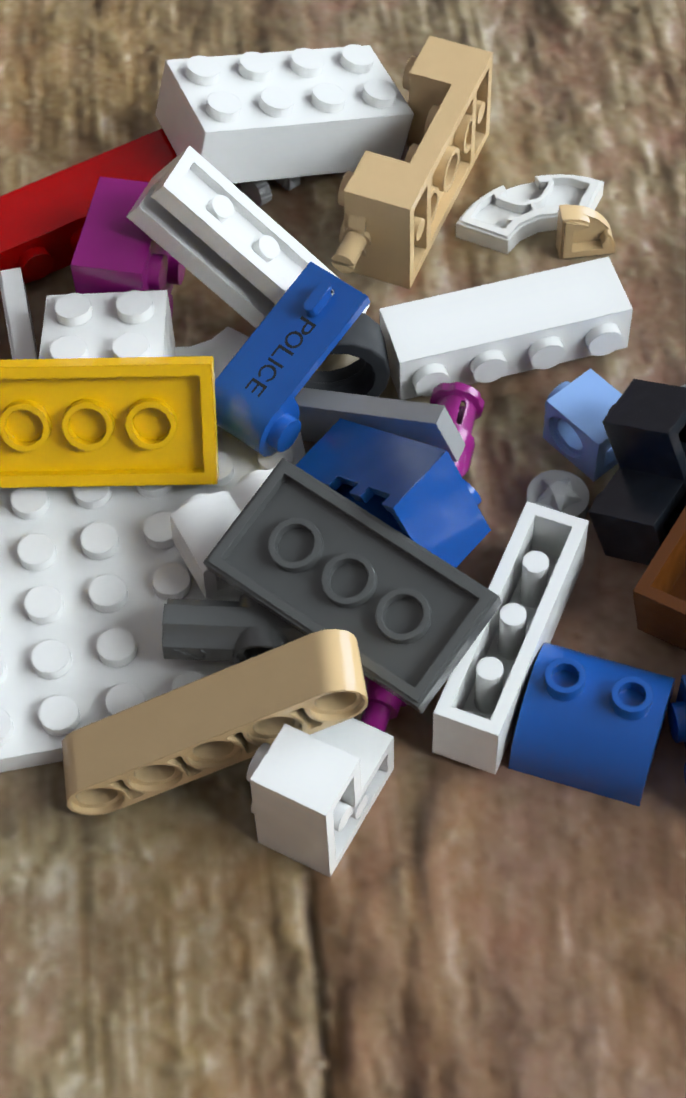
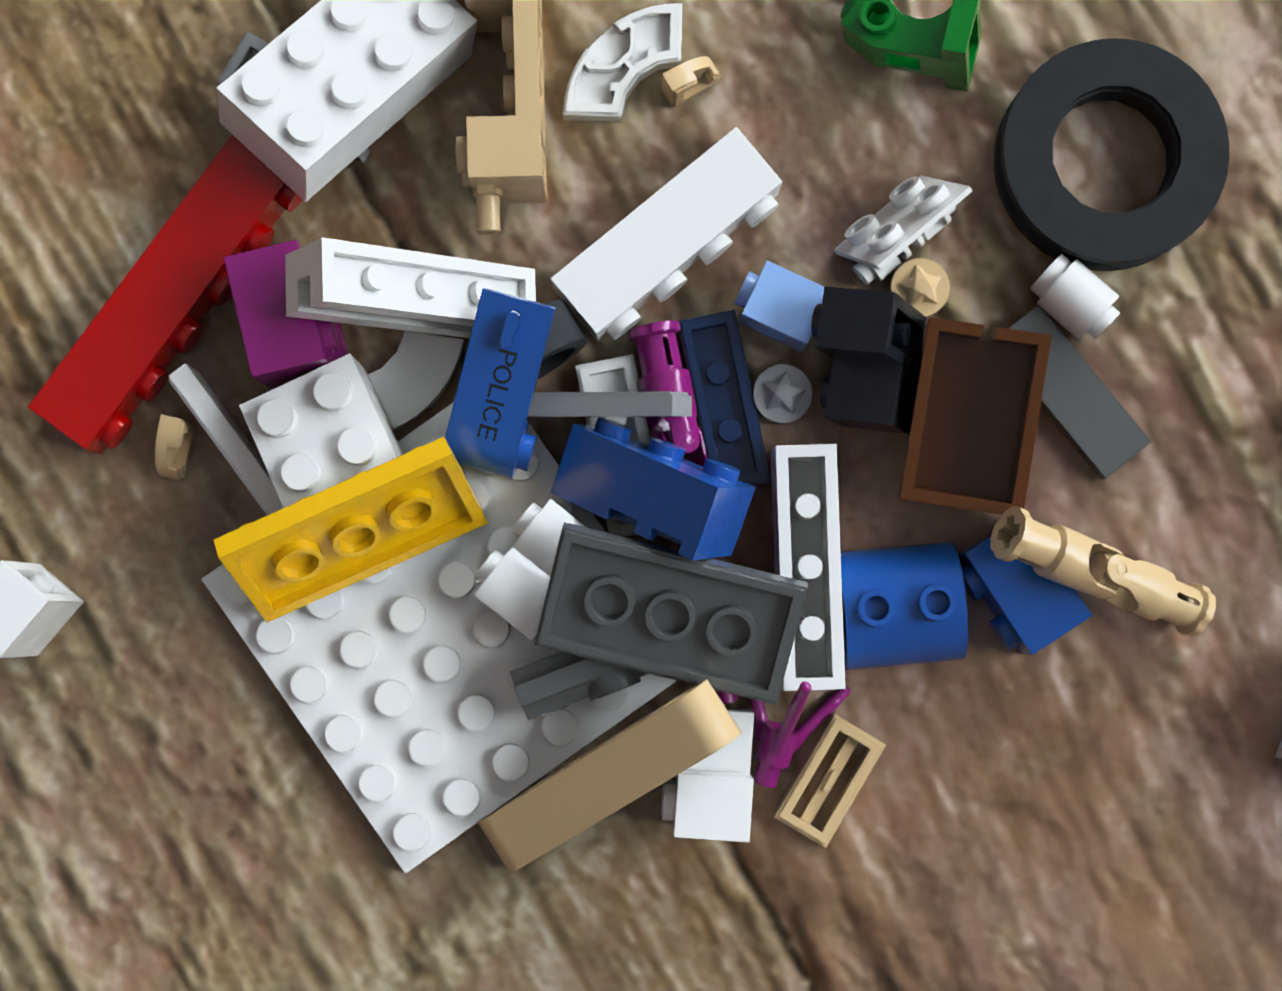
camera: 30 degrees left, 30 degrees up
(406, 794) = (781, 740): none -> magenta plant
(459, 882) = (809, 767): none -> tan tile
(500, 475) = (724, 394): none -> dark blue tile

